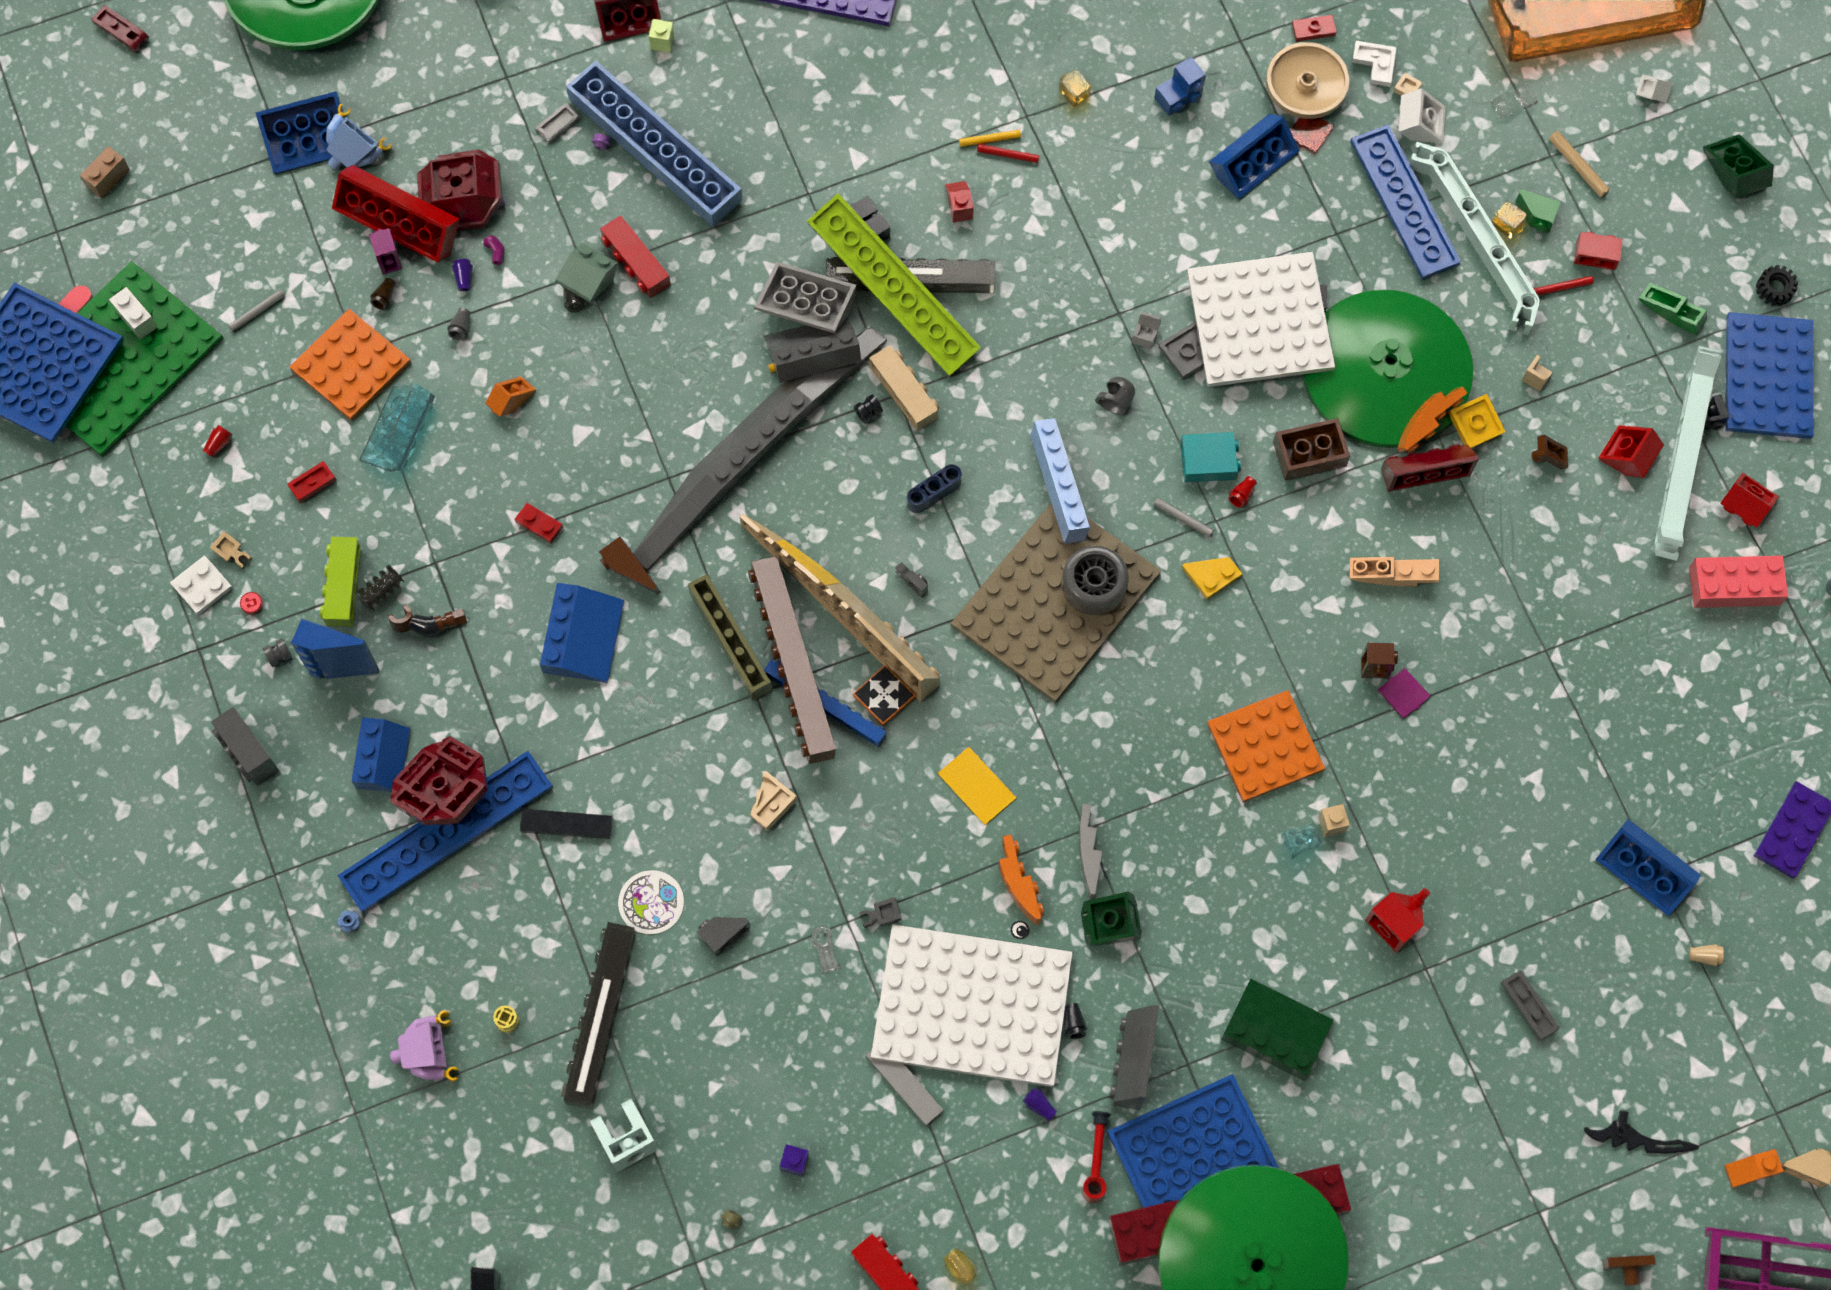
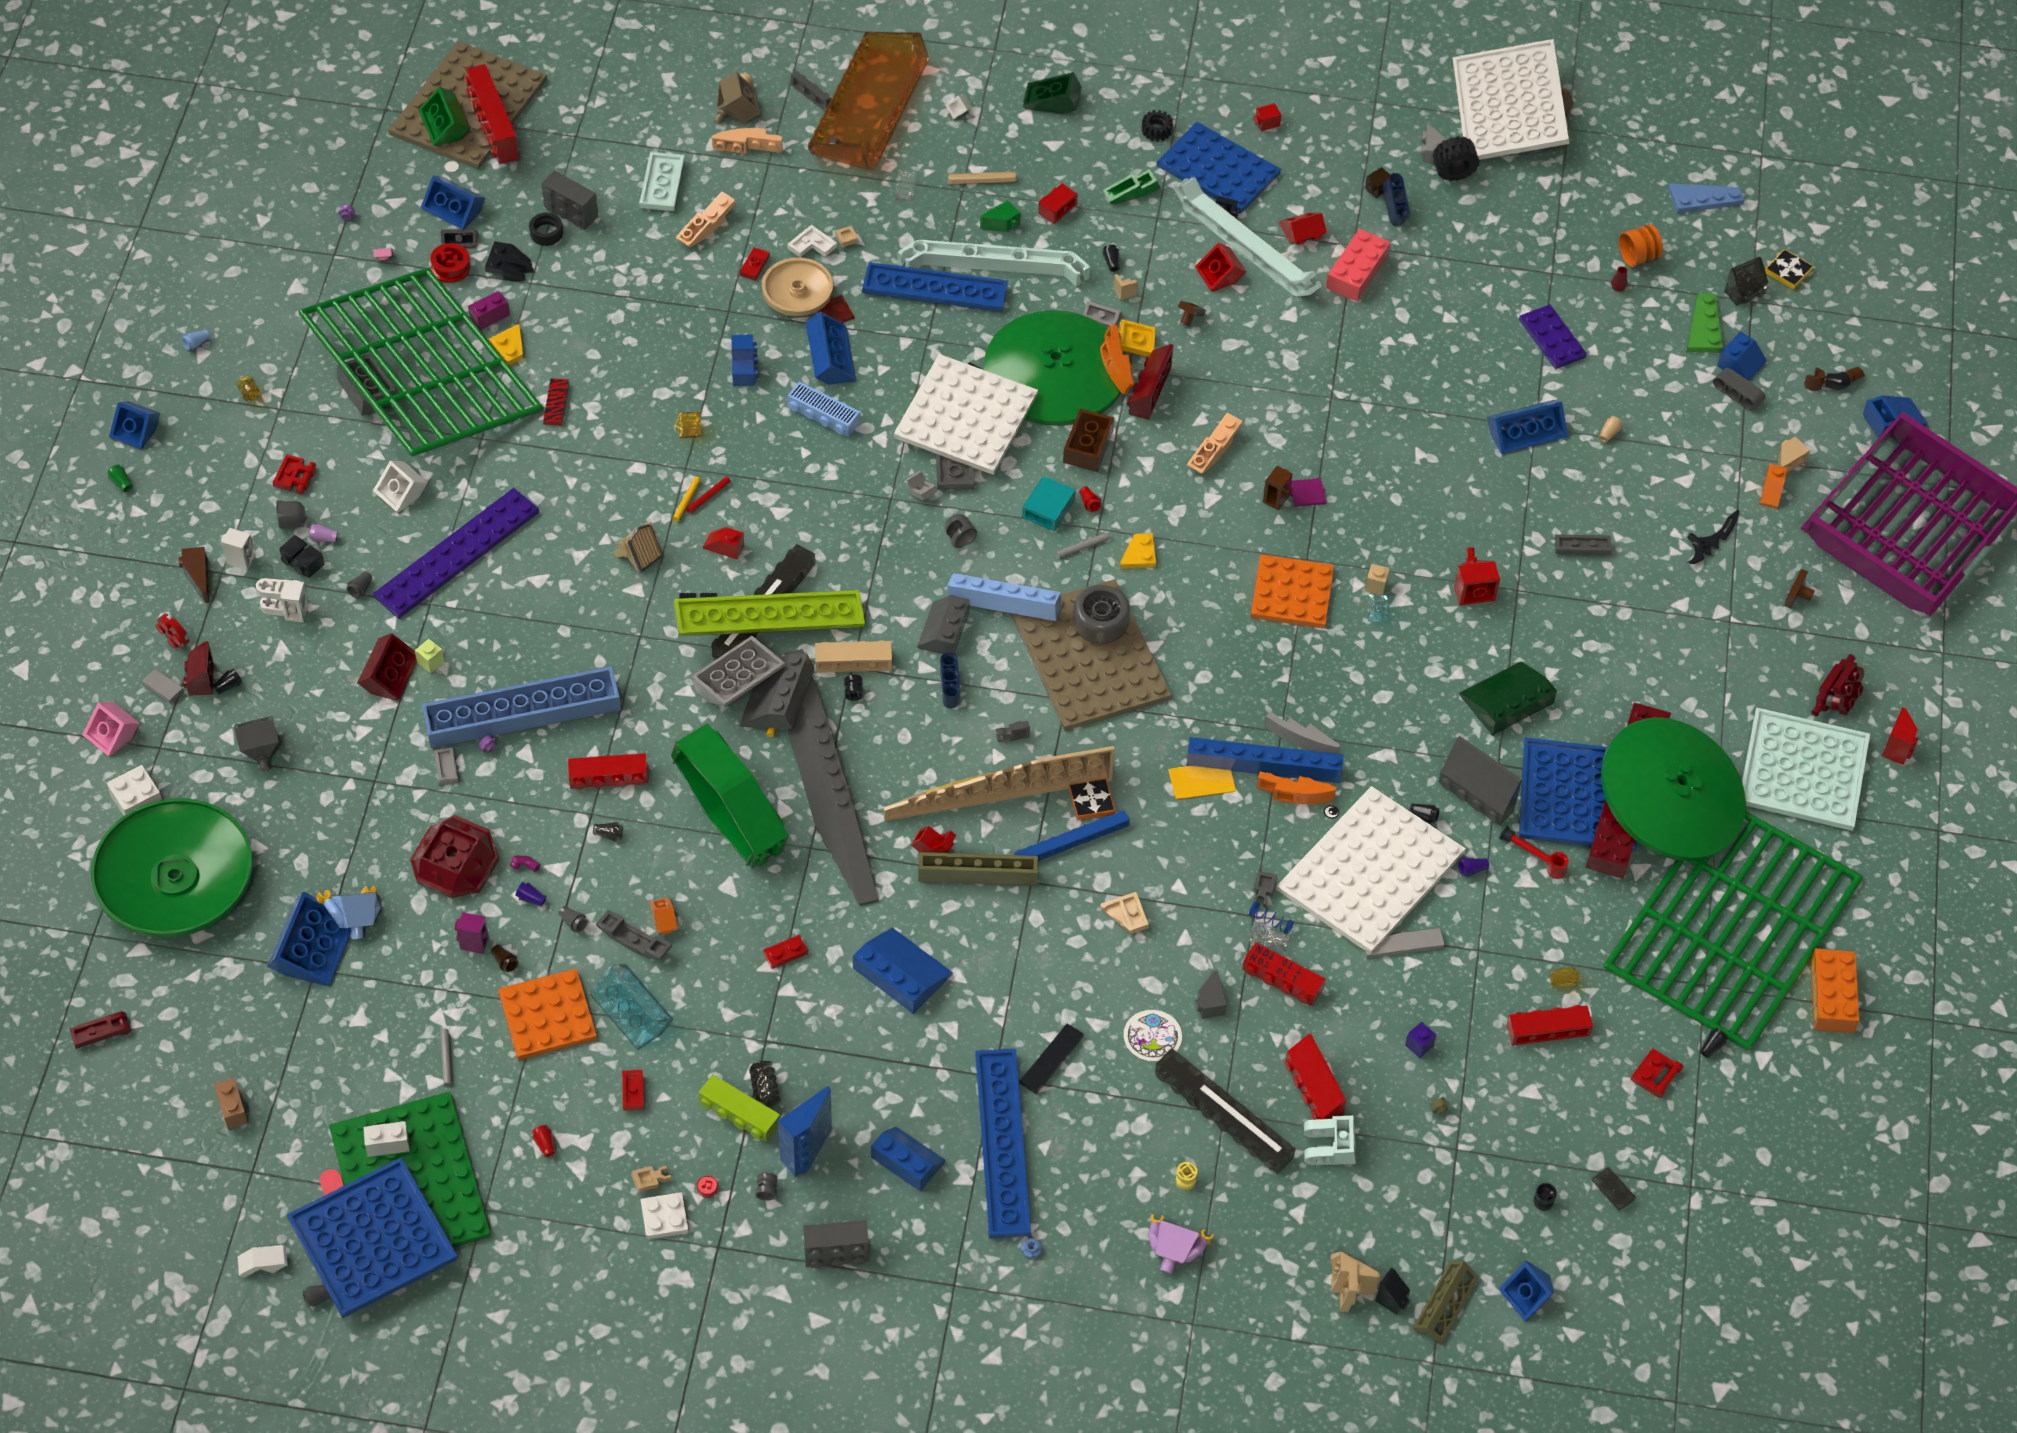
camera: 60 degrees left, 15 degrees down
(389, 207) = (439, 908): red brick -> none
(425, 625) = (817, 1071): reddish brown piece -> none
(440, 783) = (956, 1103): dark red piece -> none
(471, 385) = (632, 938): none -> dark grey slope
(478, 1233) = (1351, 1278): none -> tan piece
(587, 272) = (599, 806): sand green slope -> none
(624, 563) = (865, 907): reddish brown slope -> none
(655, 372) = (730, 795): none -> green container
(680, 1084) = (1315, 1080): none -> red slope
(735, 580) = (931, 841): none -> red brick
(790, 986) = (1283, 974): none -> red brick
(792, 660) = (1028, 835): brick -> none
(850, 917) = (1254, 909): none -> blue piece
(898, 132) = (640, 547): none -> tan piece
(996, 448) = (944, 625): none -> dark grey slope
(1033, 832) = (1267, 759): none -> blue brick
(1111, 919) = (1363, 749): dark green slope -> none
(1178, 191) = (823, 409): none -> light blue brick
(1422, 117) = (877, 241): white slope -> none
(1488, 373) = (1102, 314): none -> light grey slope
(1509, 219) = (996, 235): clear yellow brick -> none
(1564, 285) = (1069, 234): red bar -> none
(1569, 338) = (1111, 256): none -> black cone

